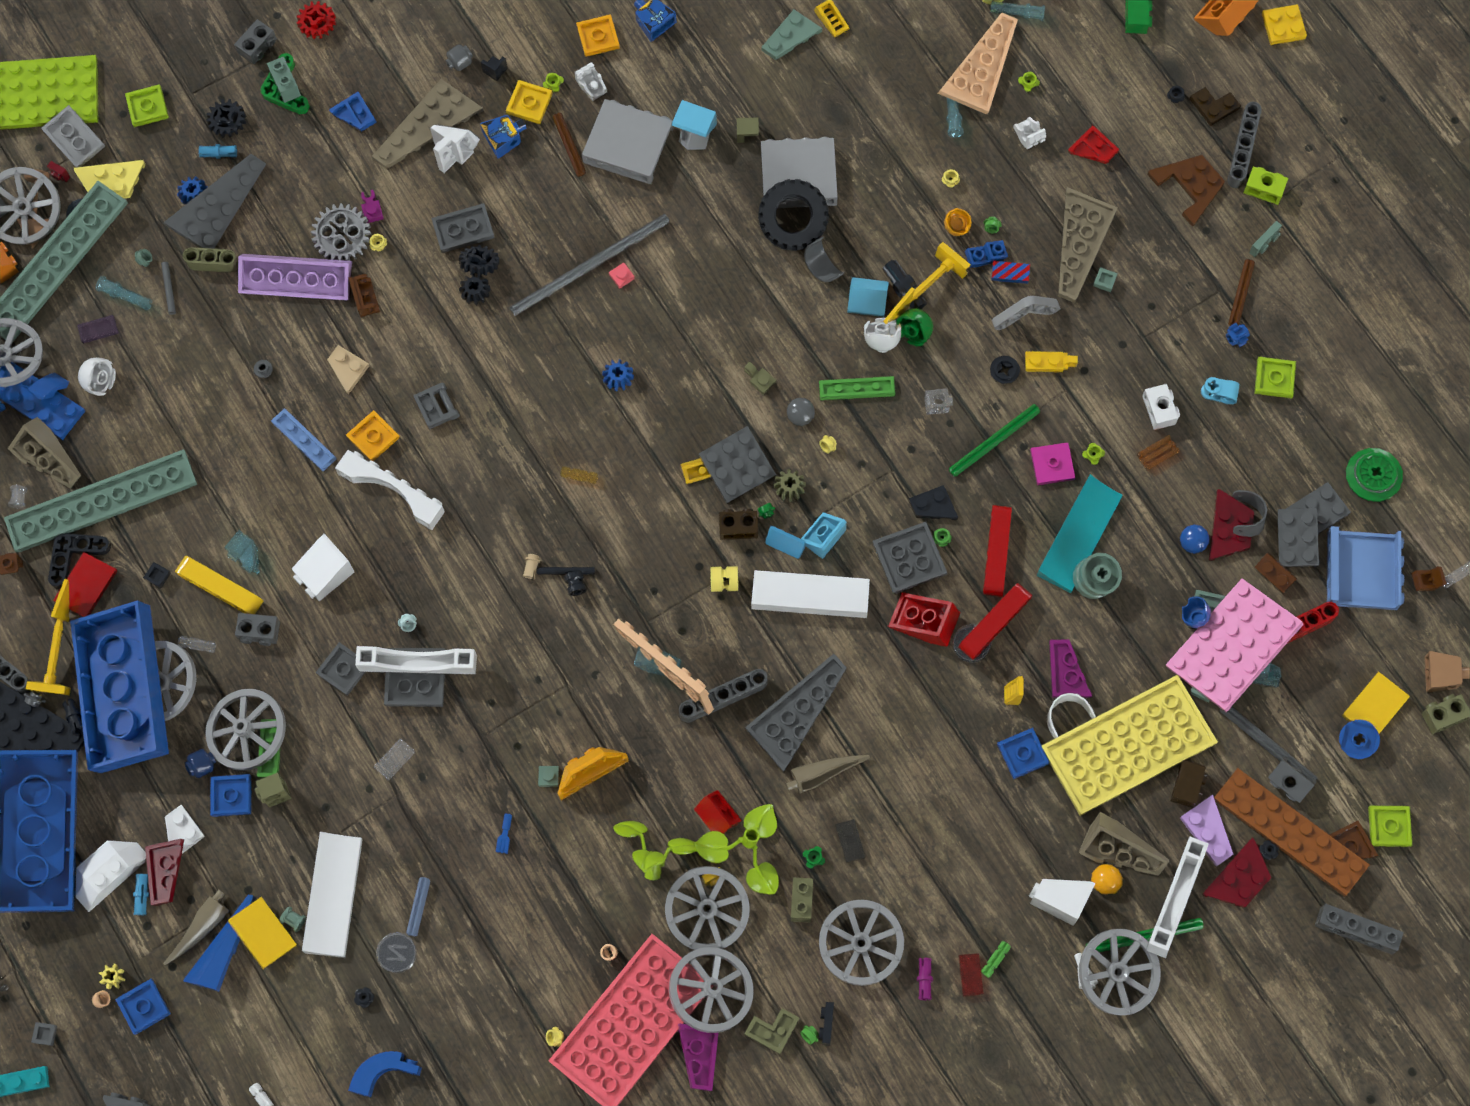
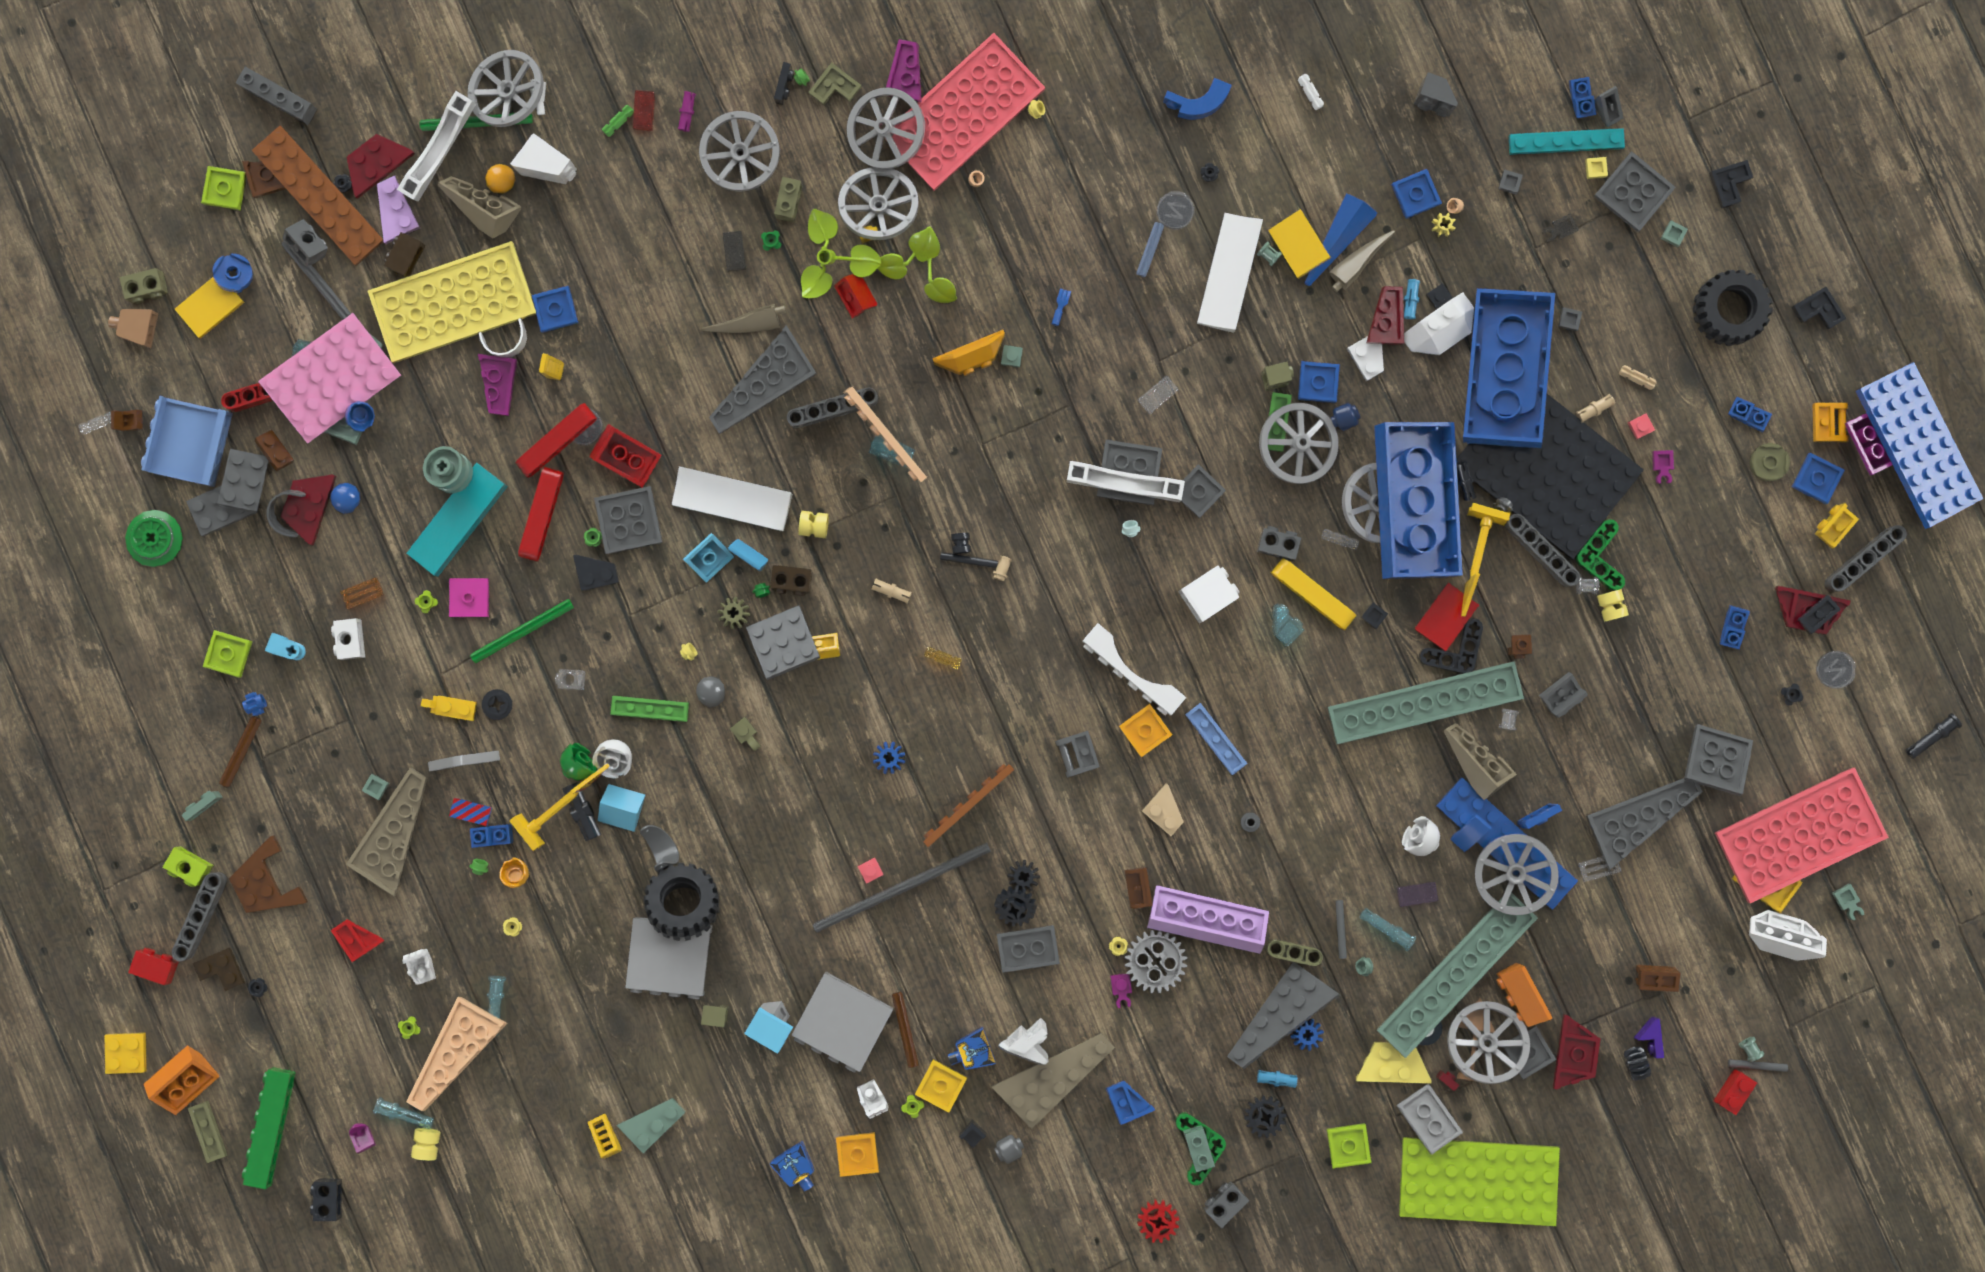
camera: 170 degrees left, 15 degrees up
(112, 902) = (1439, 296): none -> black plate
(531, 349) = (960, 810): none -> dark orange plate
(638, 529) = (891, 590): none -> tan pin
(1276, 96) = (153, 966): none -> red piece

